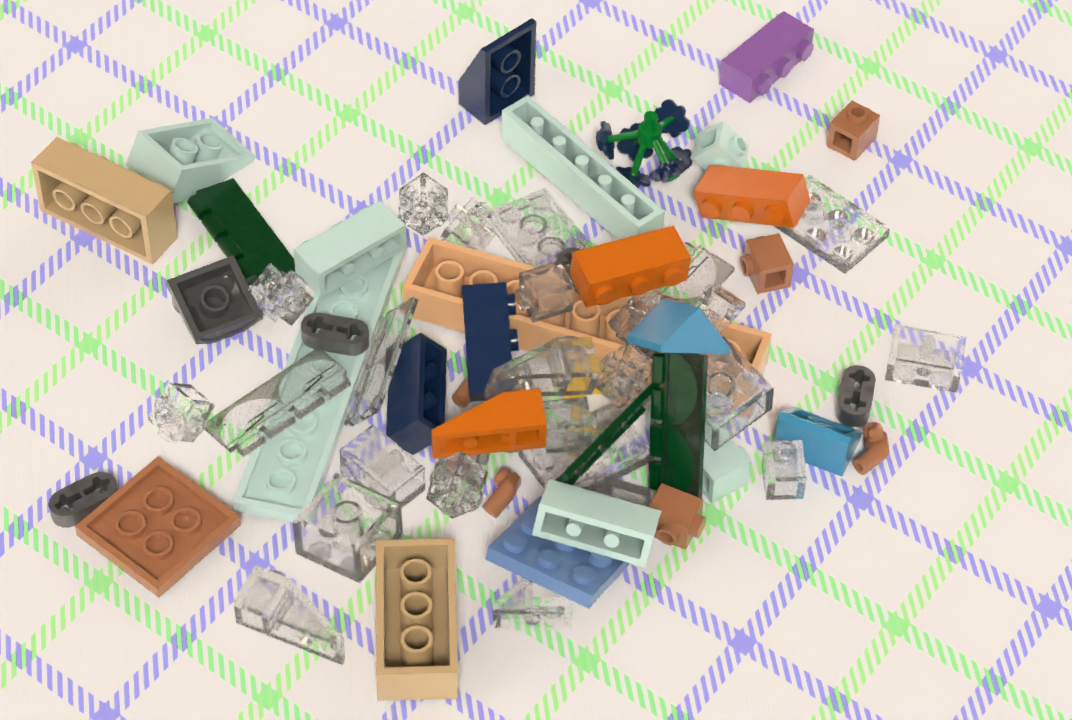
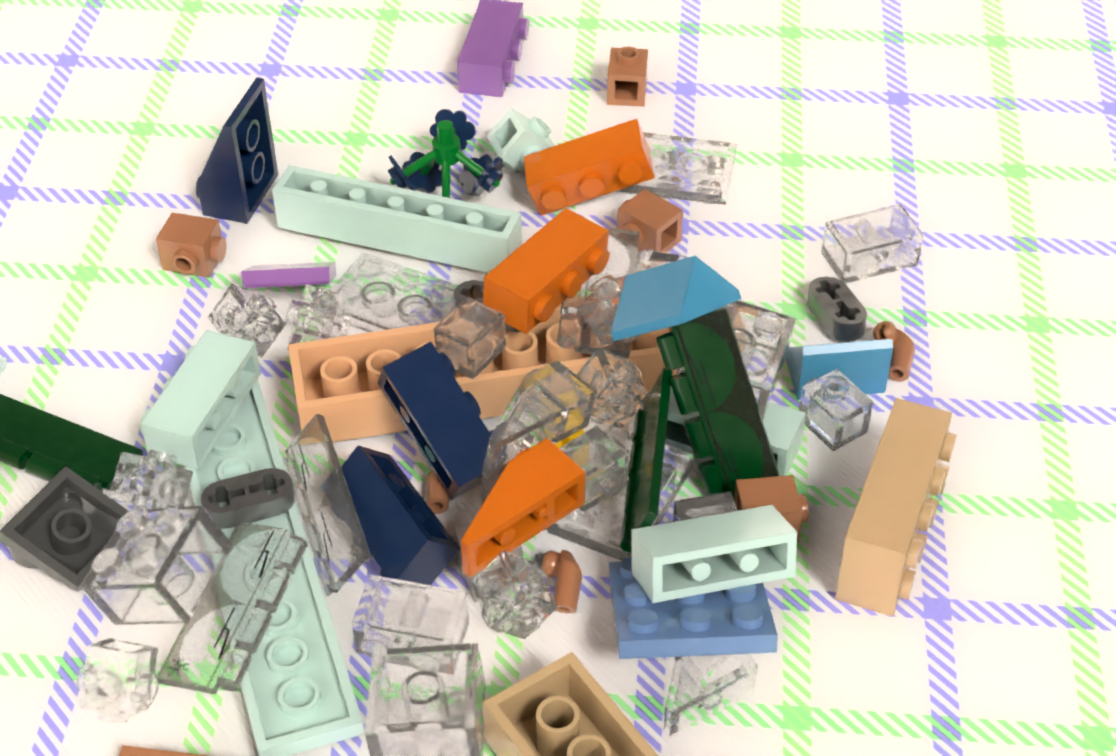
camera: 30 degrees left, 5 degrees down
(247, 351) = (157, 565): none -> clear brick
(427, 126) = (191, 245): none -> nougat brick
(476, 182) = (288, 274): none -> medium lavender tile
(755, 556) = (896, 508): none -> tan brick

